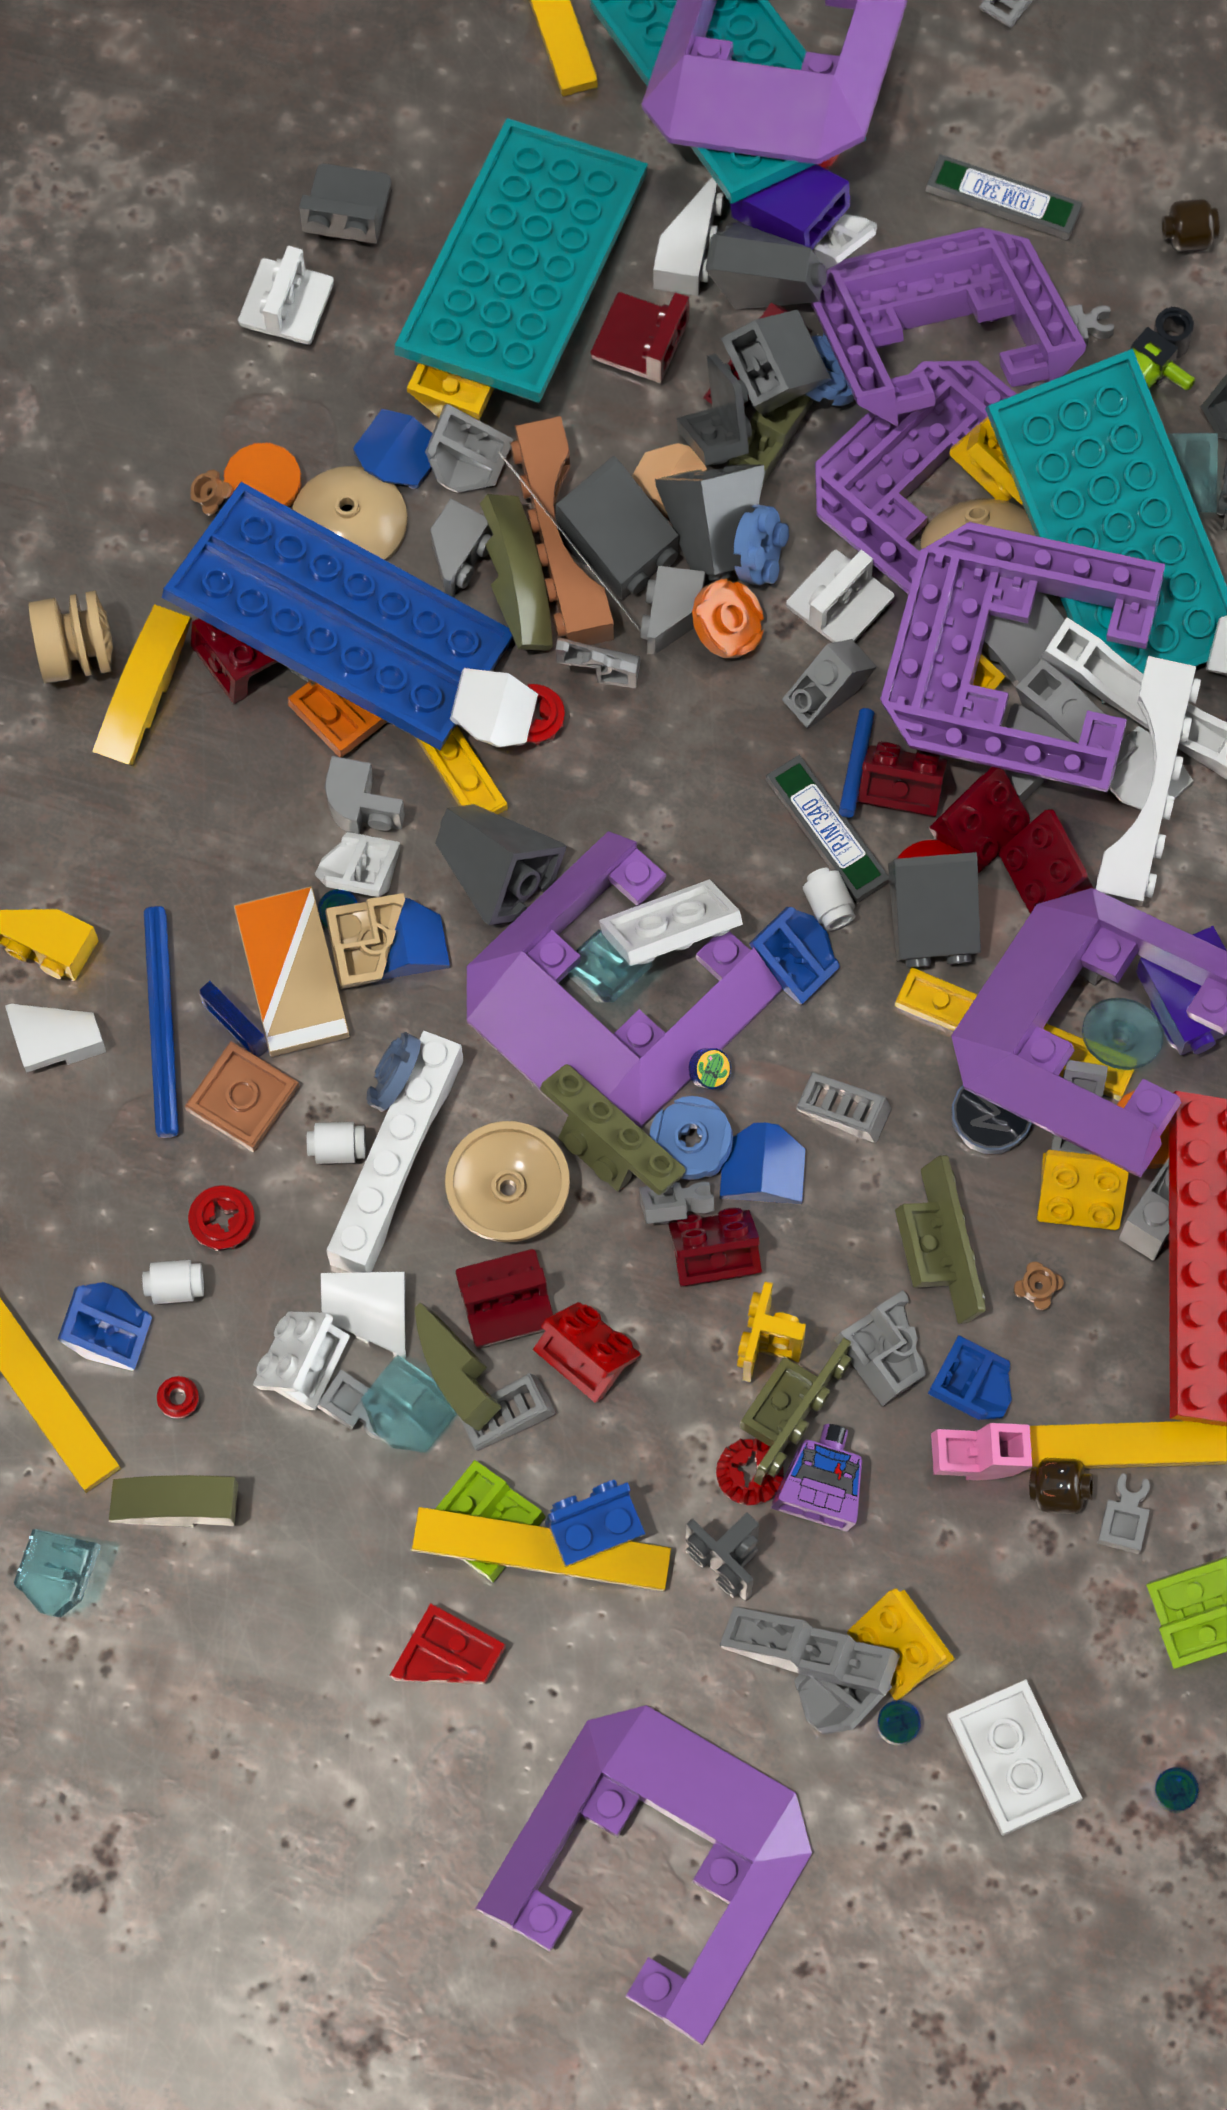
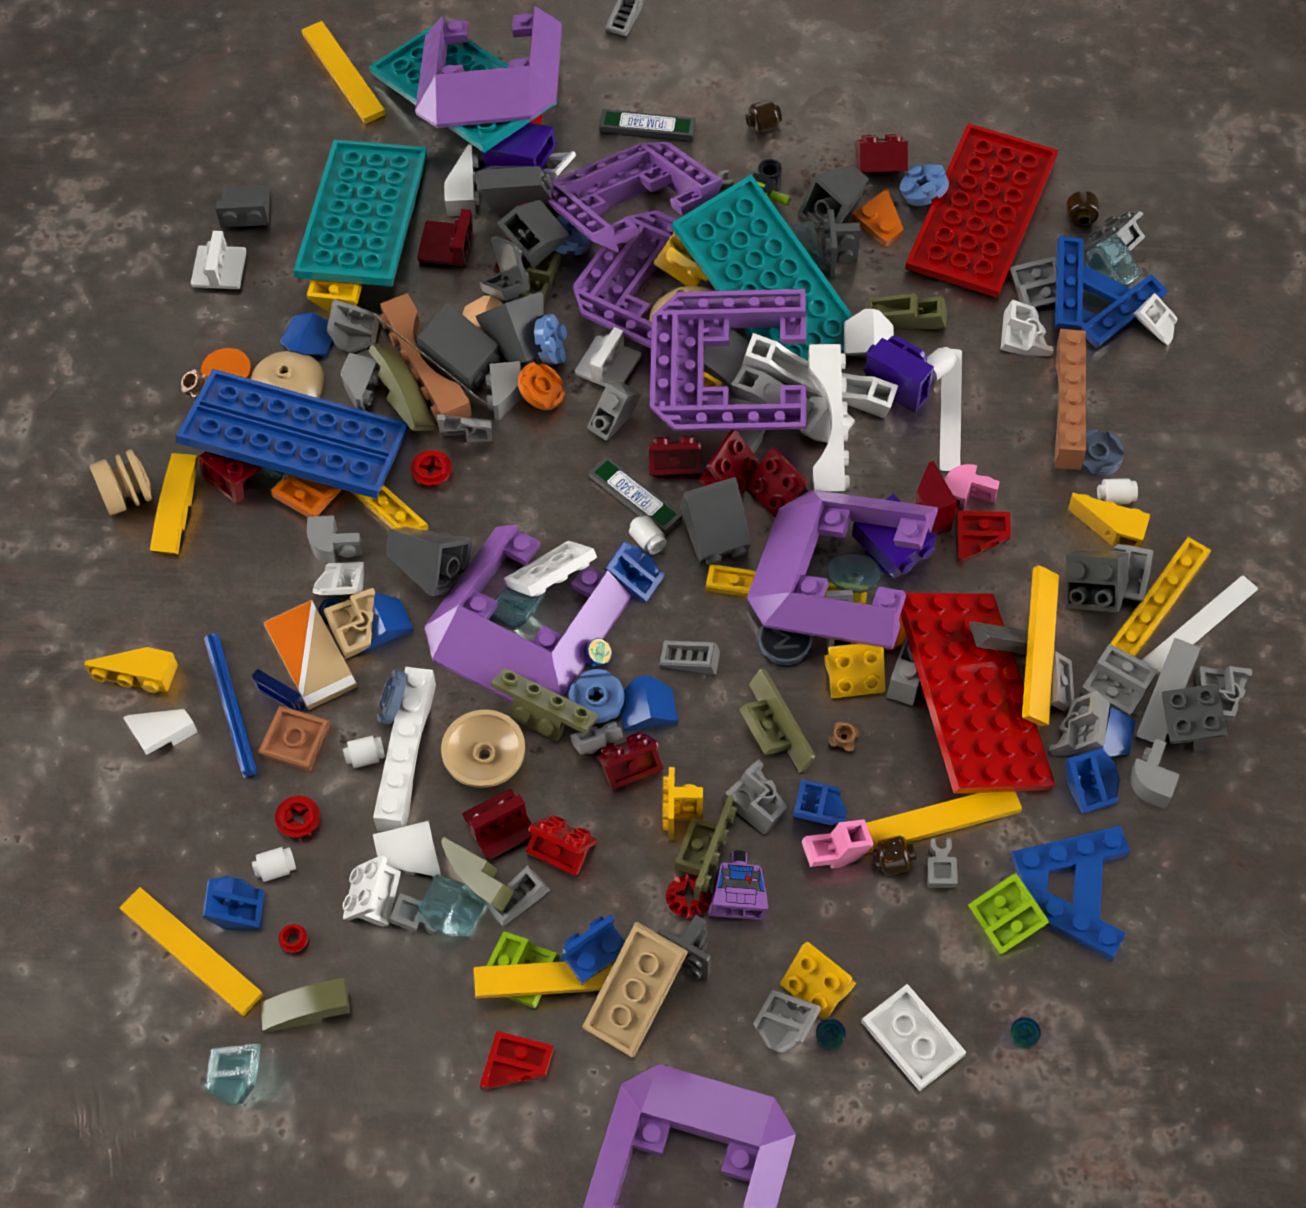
camera: 15 degrees left, 10 degrees down
(494, 707) = (405, 465): white slope -> none
(637, 1594) = (634, 989): none -> tan tile
(809, 1650) = (759, 1000): light grey slope -> none
(855, 764) = (643, 455): blue bar -> none

